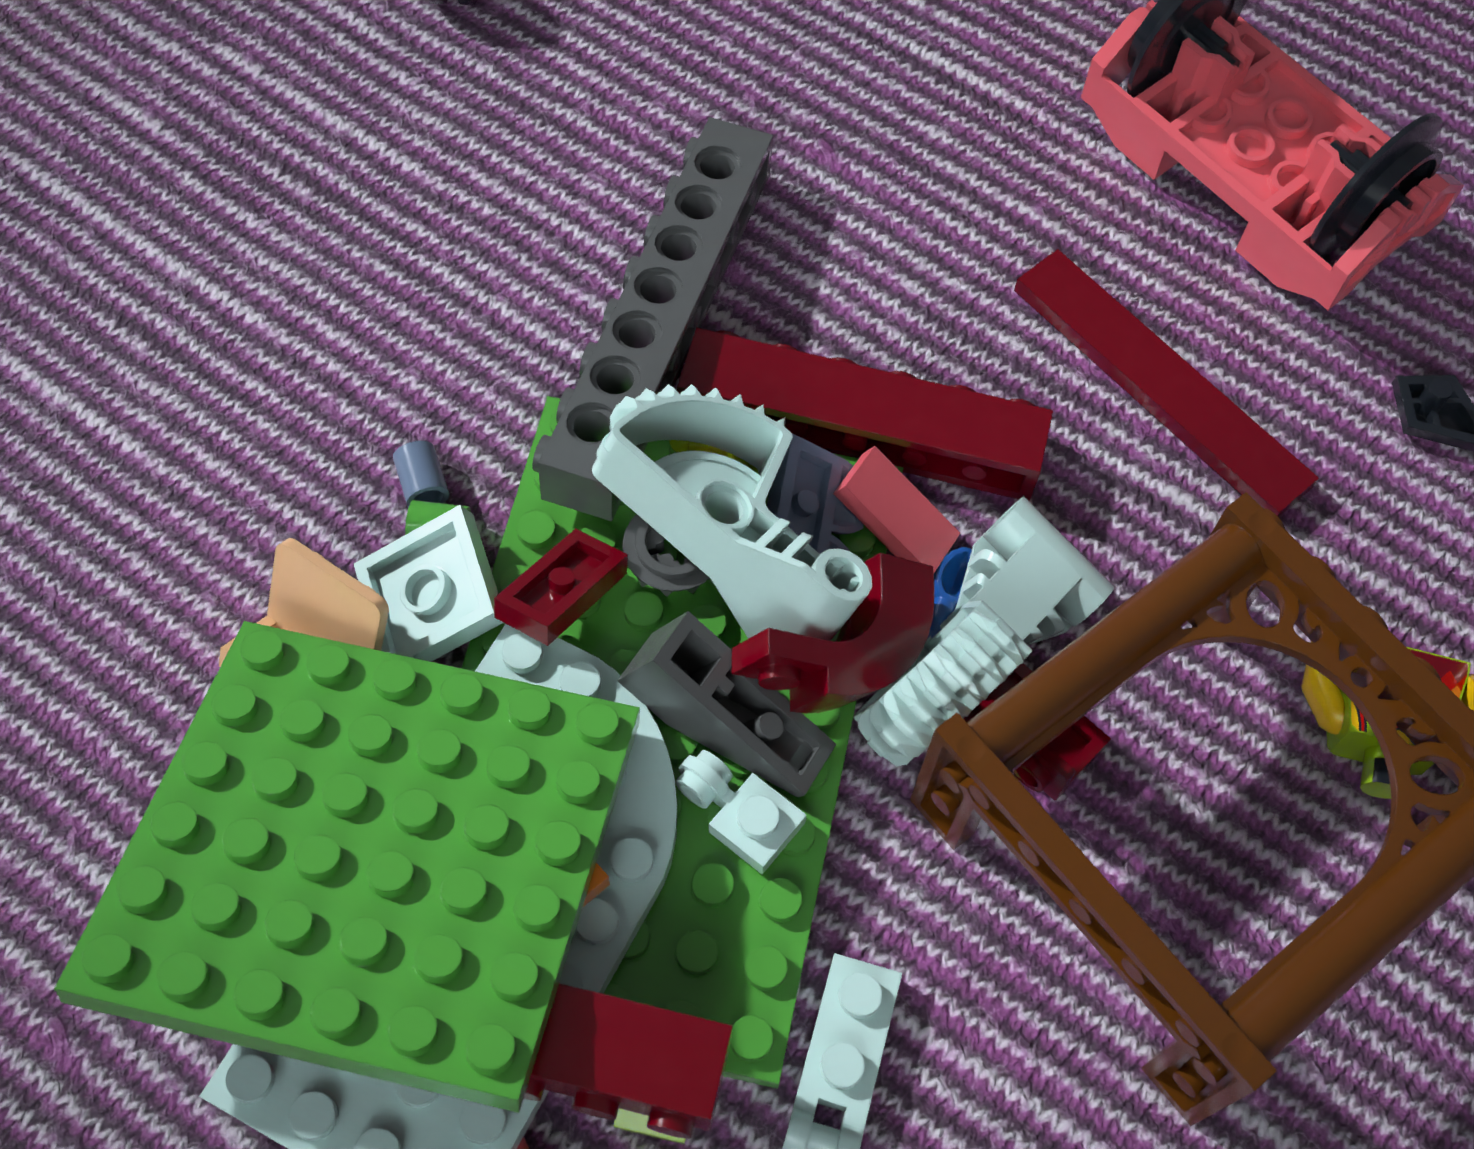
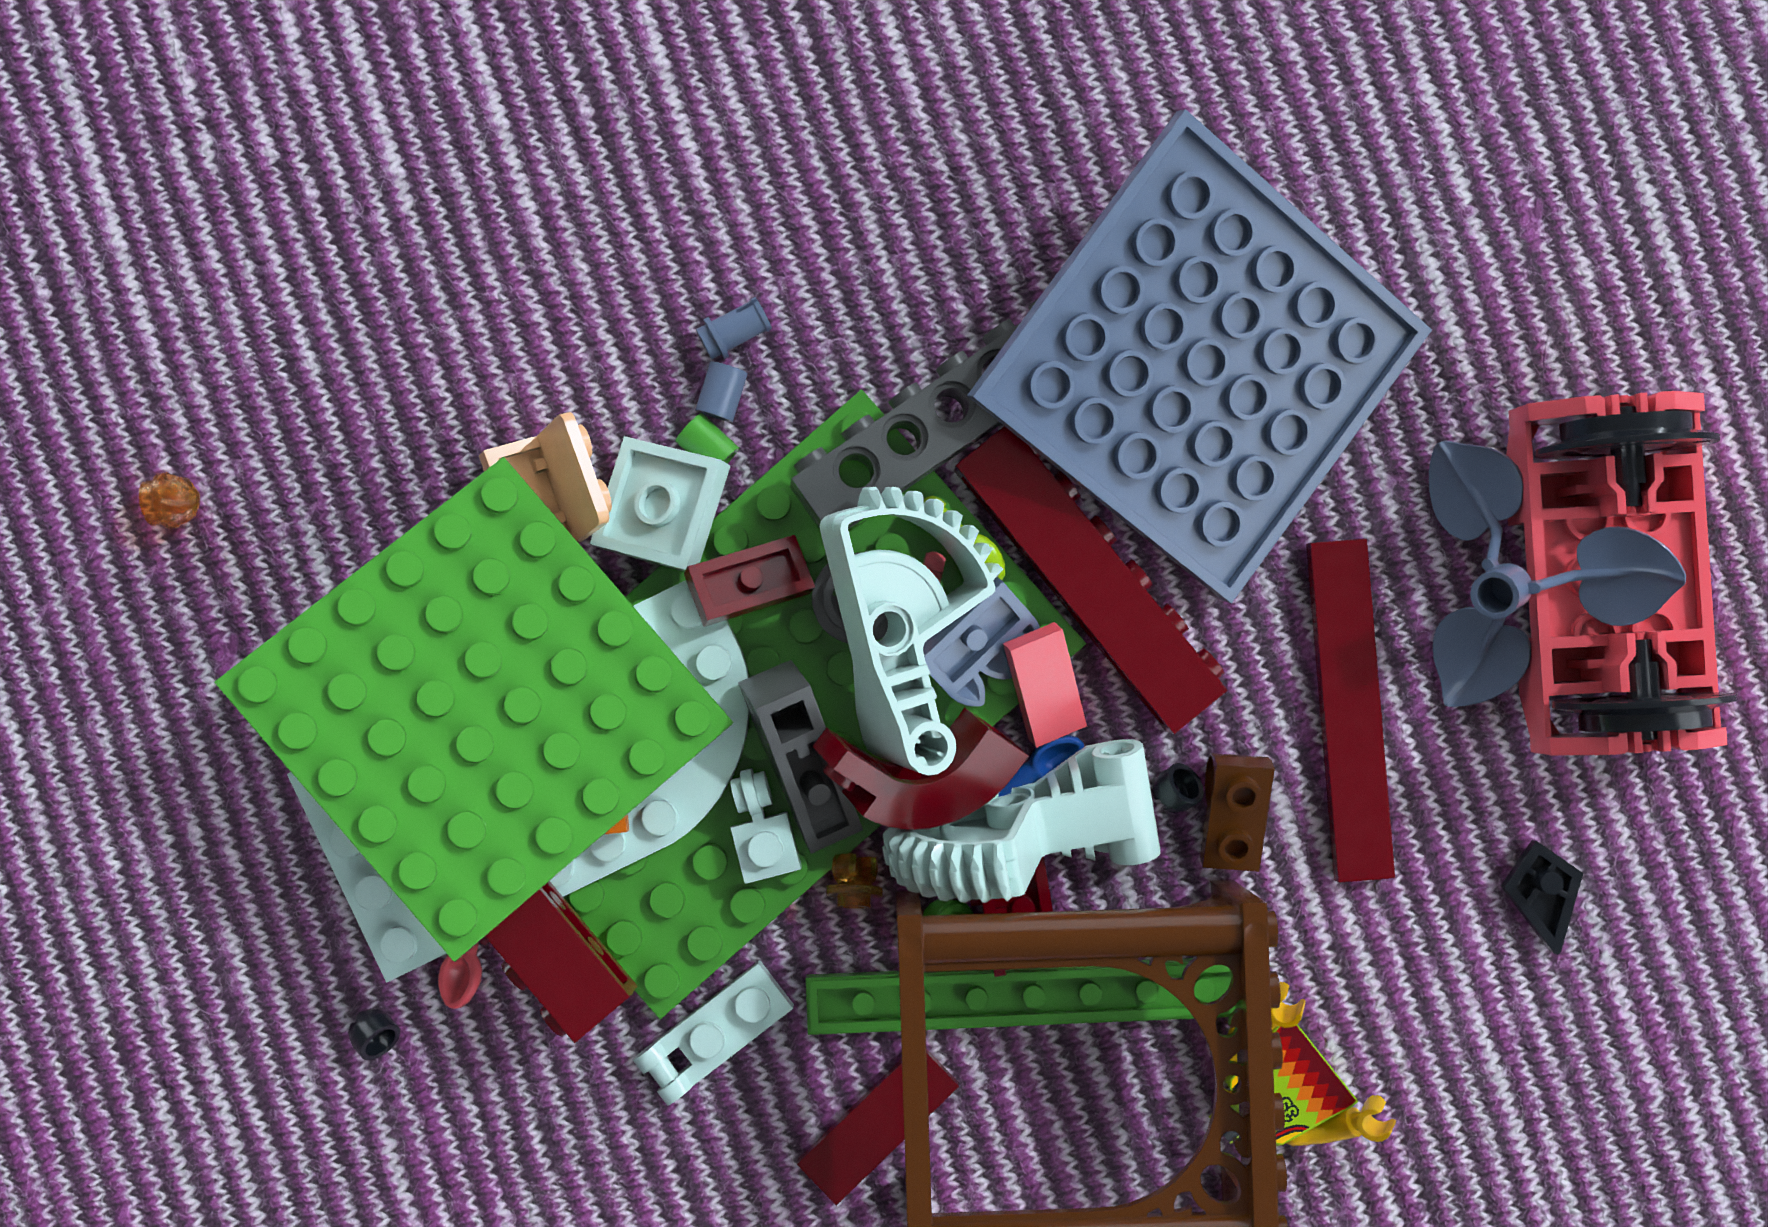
camera: 40 degrees right, 25 degrees up
(395, 420) = (733, 328): none -> sand blue pin
(815, 193) = (1201, 358): none -> sand blue plate
(868, 808) = (854, 881): none -> clear orange plate
(1072, 1040) = (869, 1131): none -> dark red tile
(1082, 529) = (1186, 780): none -> black hinge
(1100, 809) = (1021, 998): none -> bright green tile
(1143, 507) = (1236, 811): none -> reddish brown plate
(1219, 271) = (1621, 573): none -> sand blue plant

